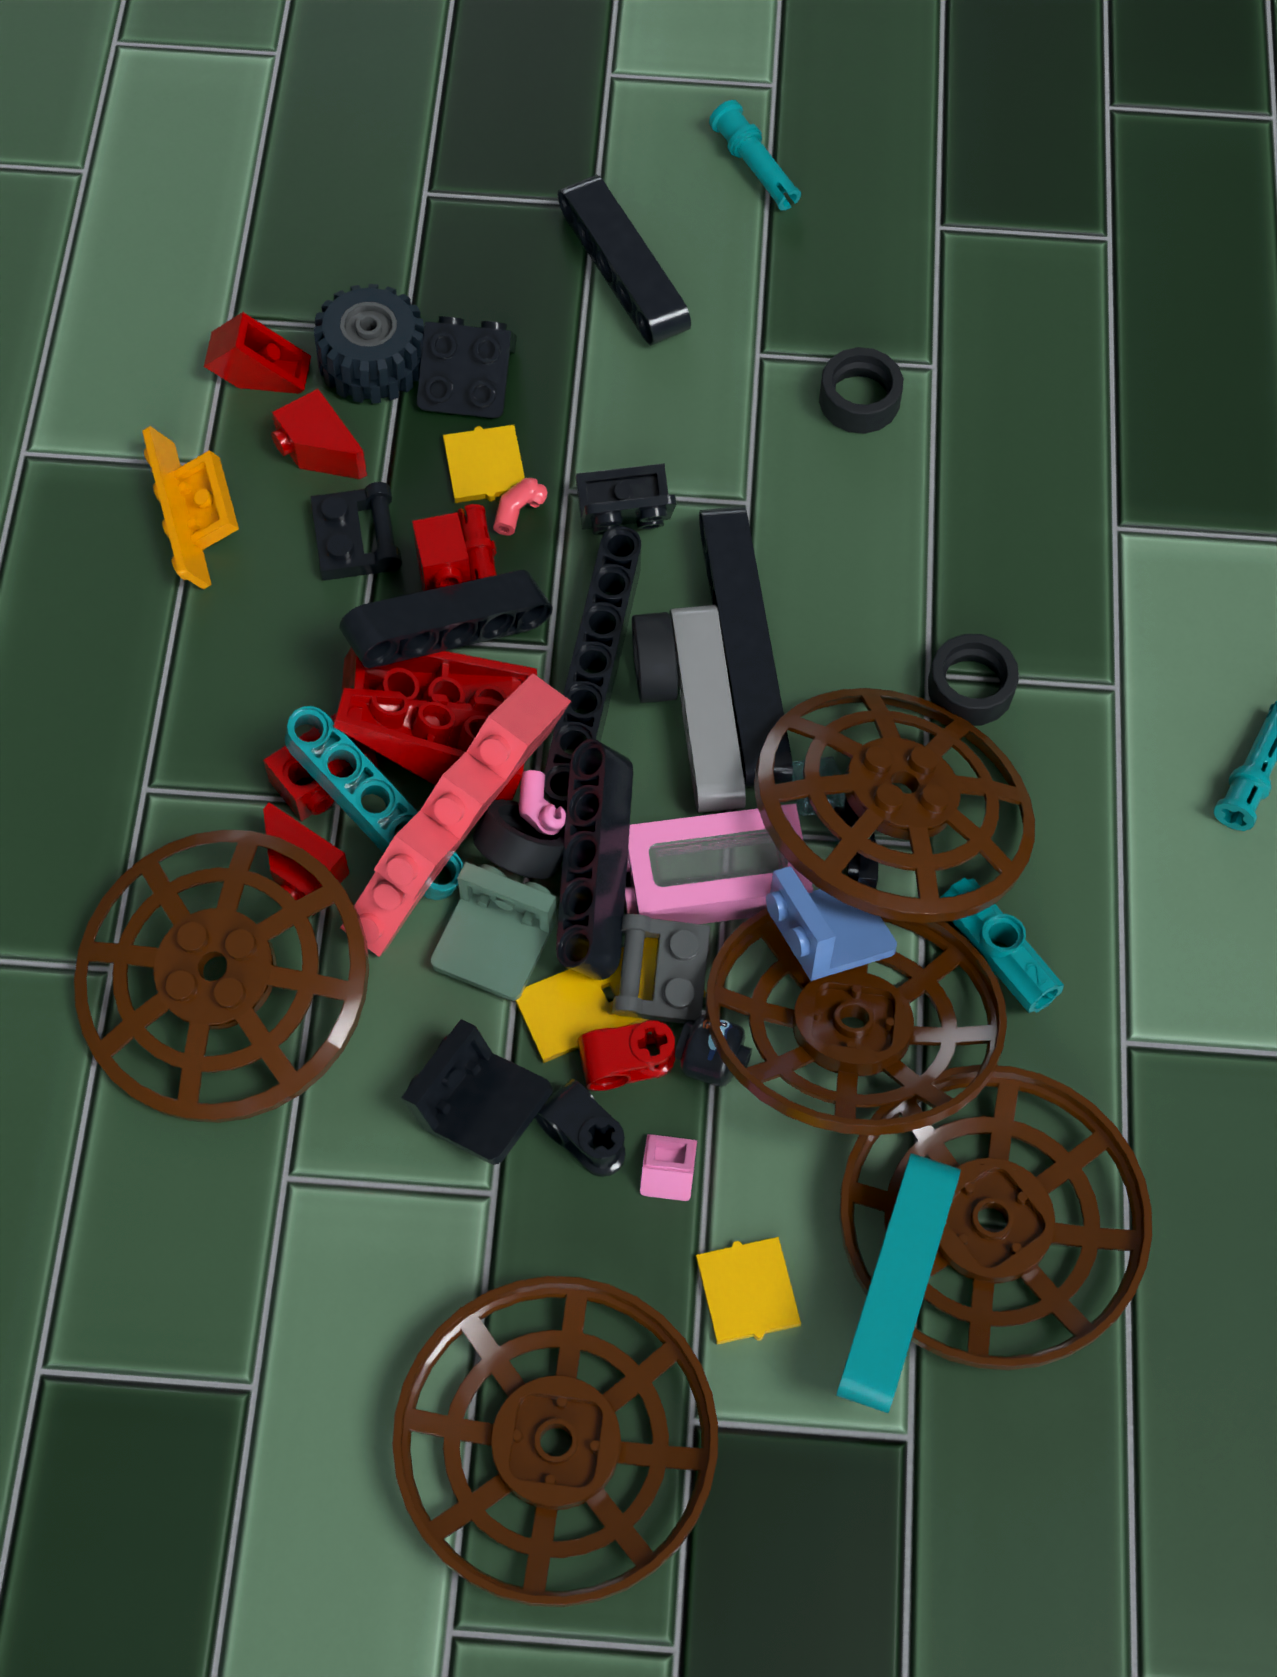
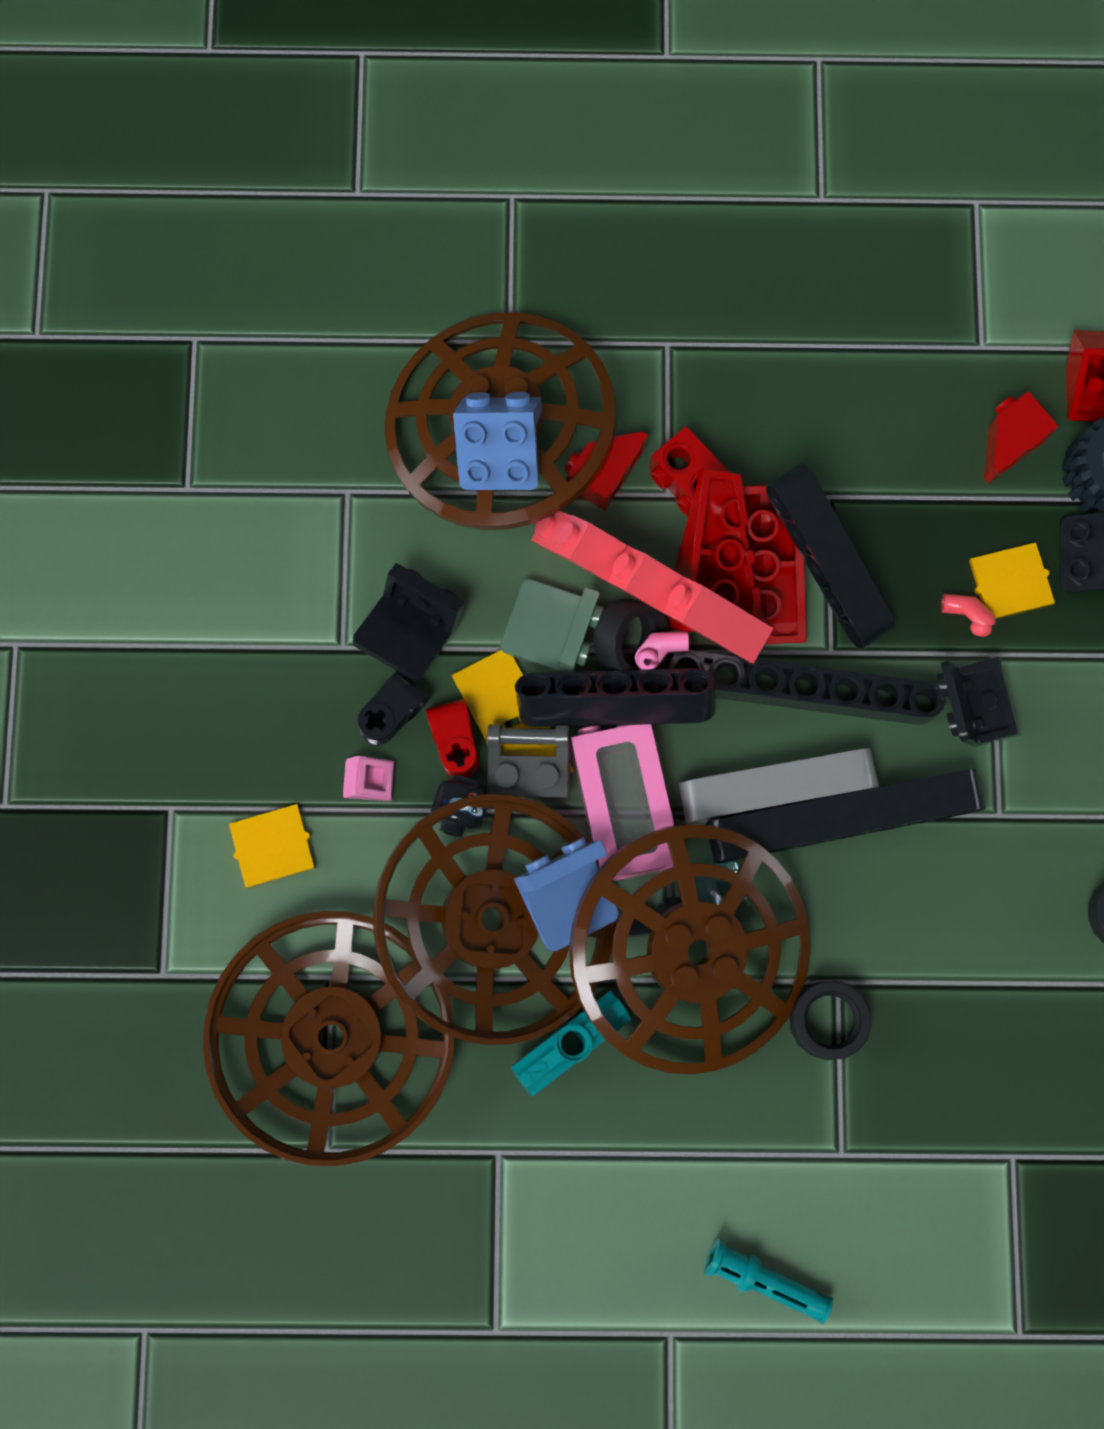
camera: 85 degrees right, 15 degrees up
(193, 504) = (933, 339): light orange bracket -> none
(263, 952) = (497, 441): none -> medium blue bracket
(340, 532) = (923, 467): black plate -> none
(364, 781) = (656, 494): teal beam -> none
(441, 551) = (891, 547): red brick -> none
(477, 541) = (918, 581): red pin -> none
(547, 1404) = (123, 690): reddish brown dish -> none
(654, 657) = (816, 735): black tyre -> none
(898, 1283) = (260, 956): teal beam -> none

